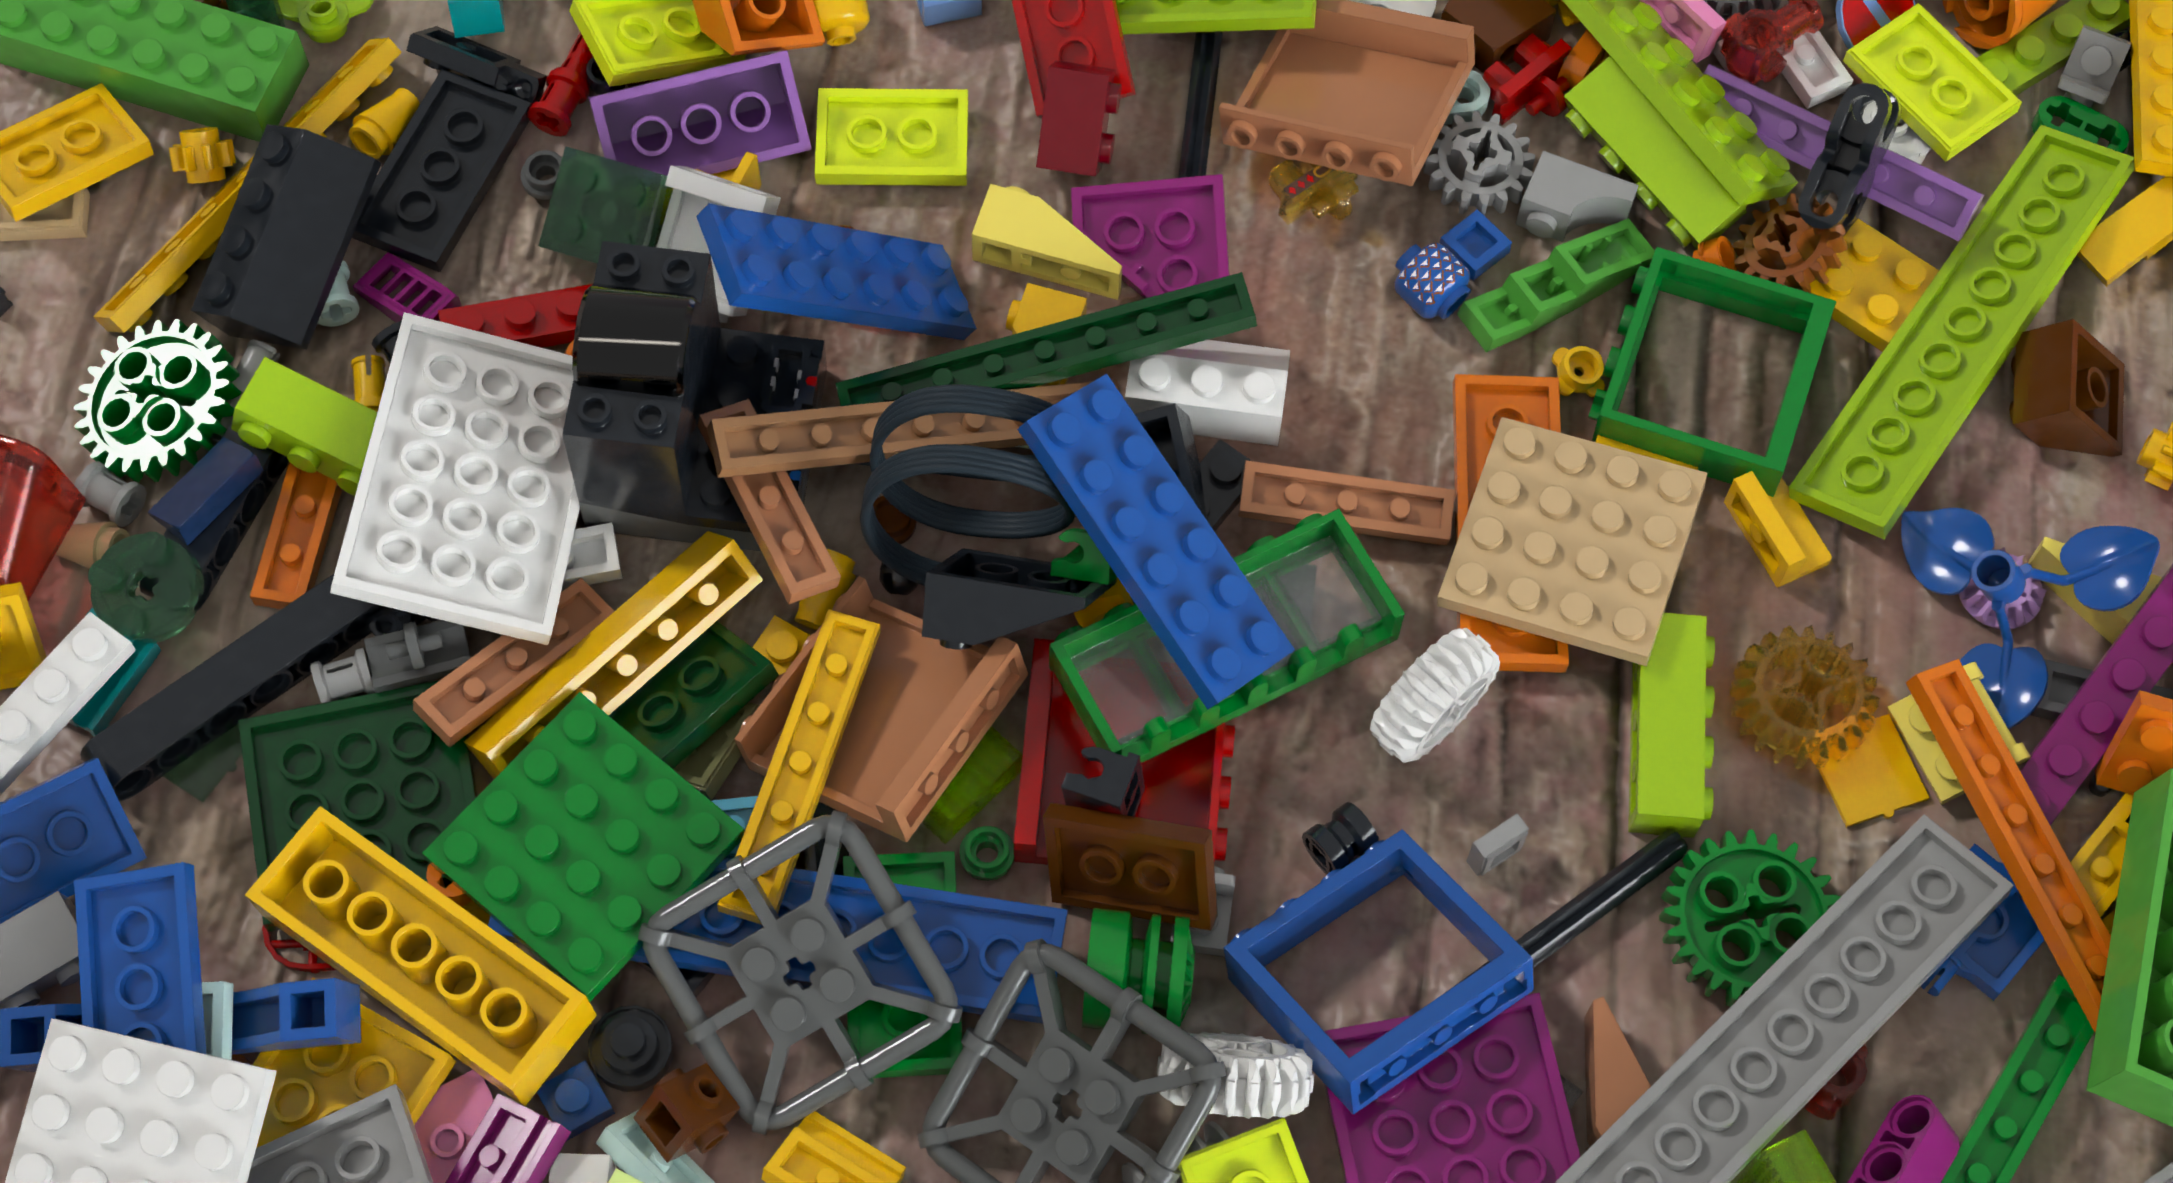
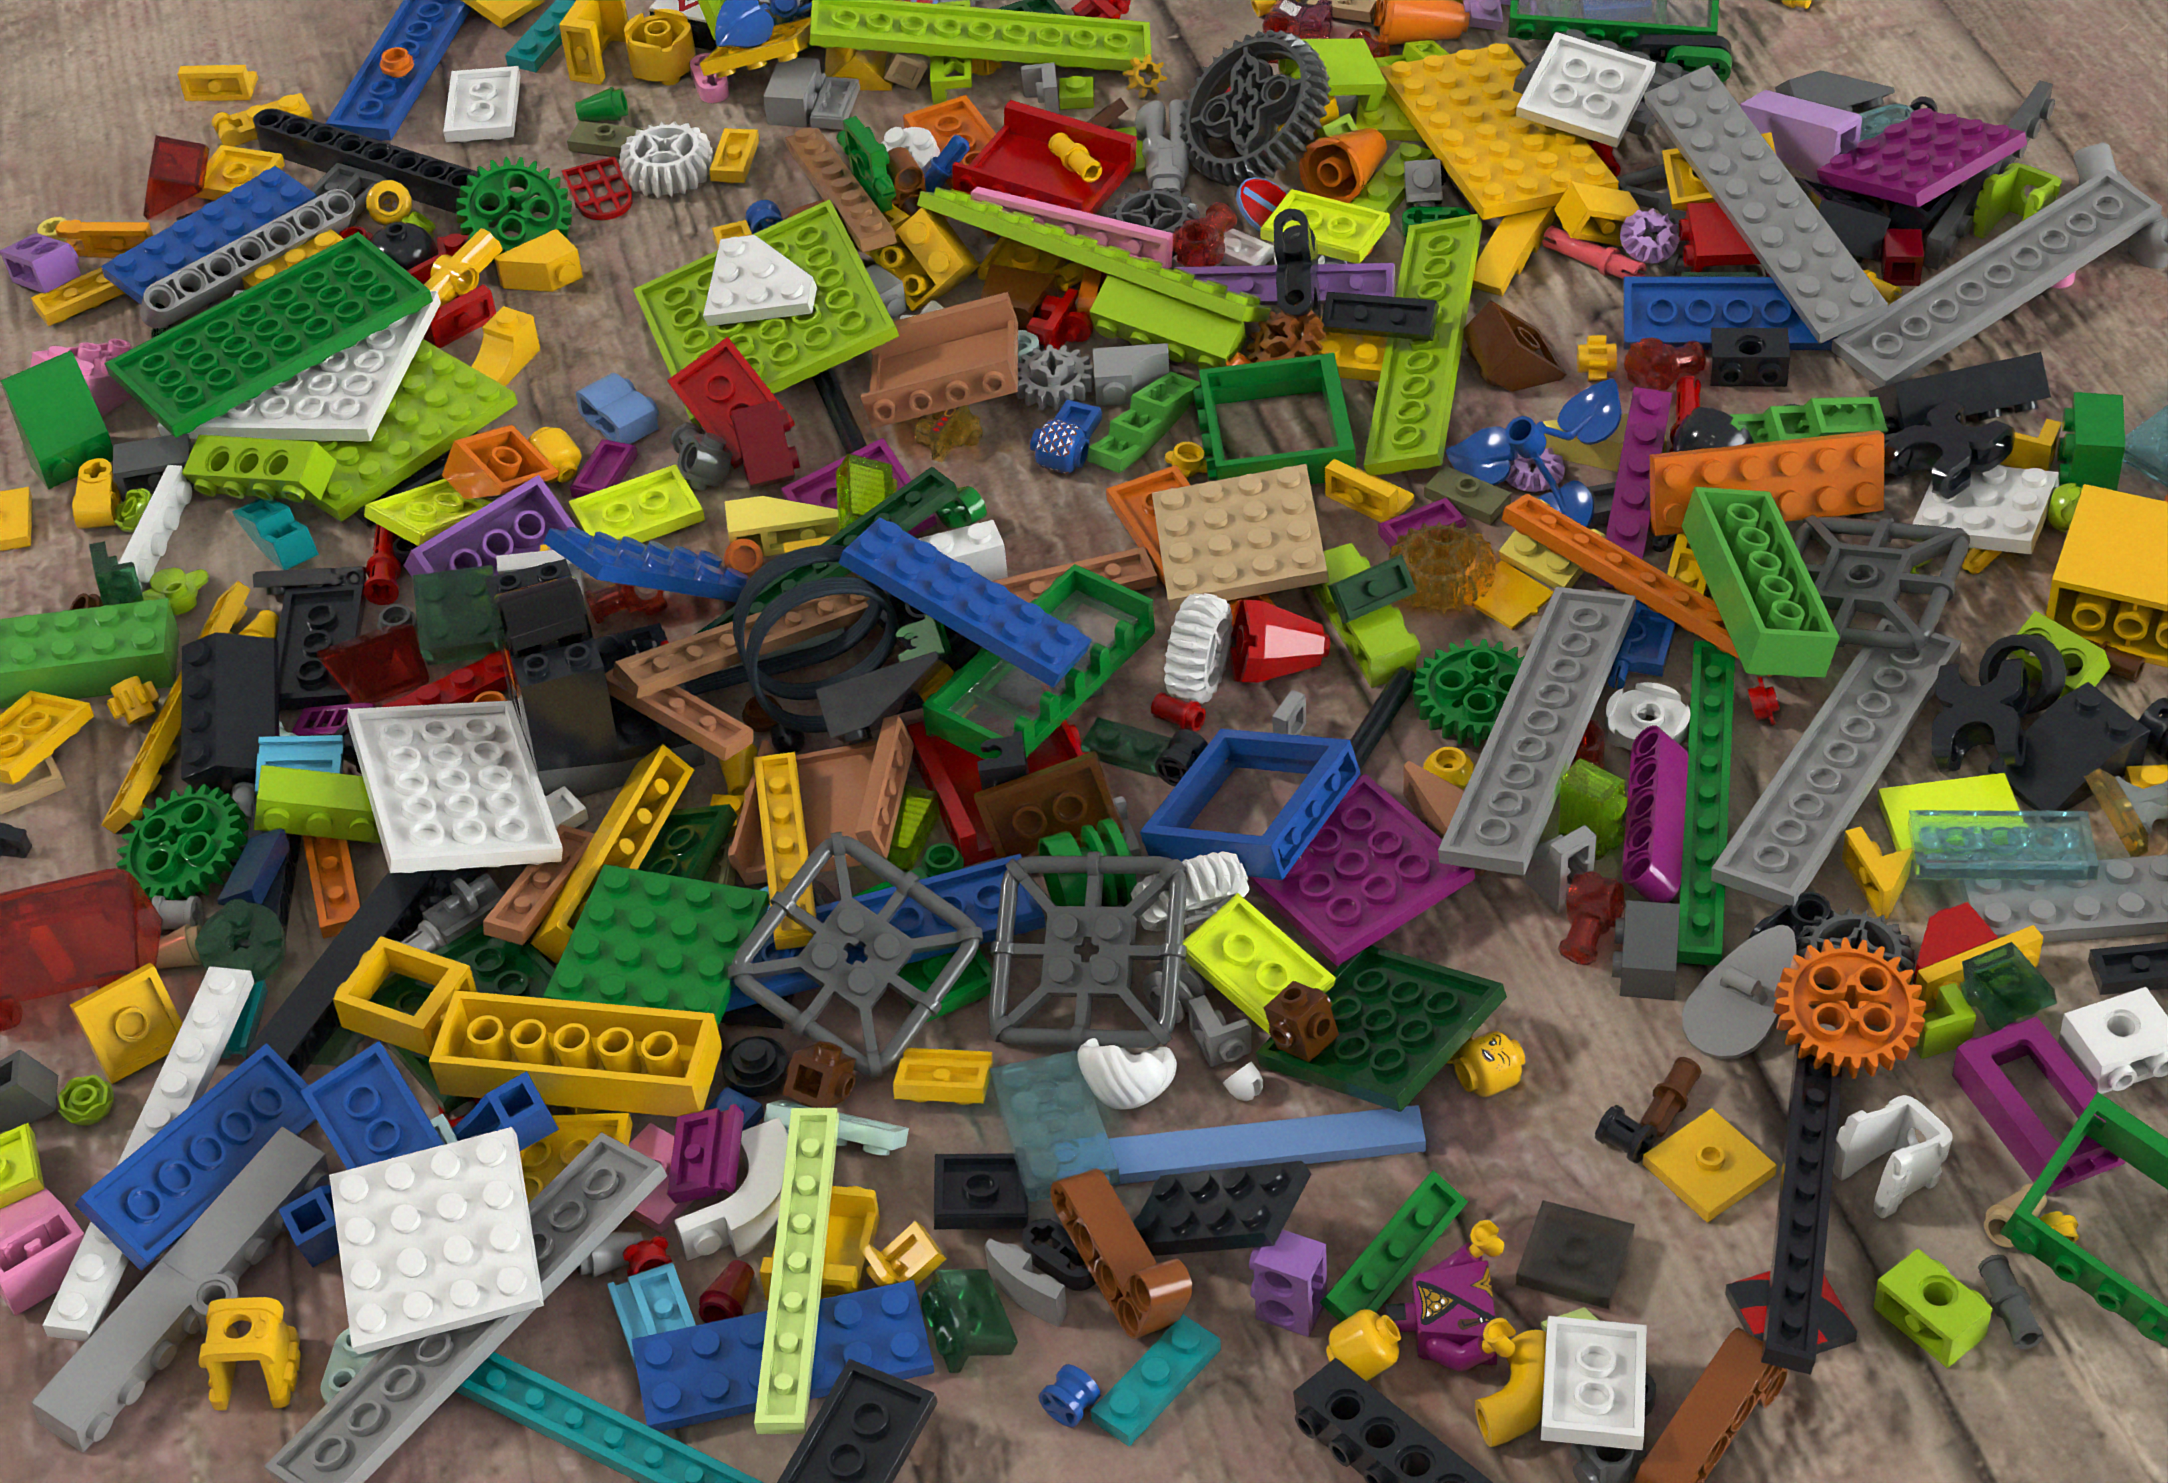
camera: 20 degrees left, 20 degrees down
(328, 353) = (301, 752): none -> medium azure plate
(329, 788) = (410, 1032): none -> yellow window
(487, 233) = (377, 664): none -> clear red slope
(887, 51) = (604, 468): none -> magenta tile
(979, 270) = (744, 556): none -> orange plate
(1002, 94) = (702, 457): none -> dark grey connector
(1153, 256) = (861, 486): none -> clear neon green brick
(1271, 332) = (963, 509): none -> green beam
(1287, 780) = (1125, 745): none -> clear green plate
(1373, 762) = (1185, 714): none -> red pin
(1535, 722) = (1274, 642): none -> red cone
(1652, 1032) = (1451, 765): none -> yellow plate
(1688, 715) = (1372, 589): none -> dark green plate
(1824, 607) = (1430, 514): none -> magenta tile
(1897, 590) = (1468, 494): none -> olive plate
(1923, 270) = (1380, 316): none -> black plate
(1939, 1029) = (1628, 709): none -> white plate
(2097, 1115) = (1763, 701): none -> red plate

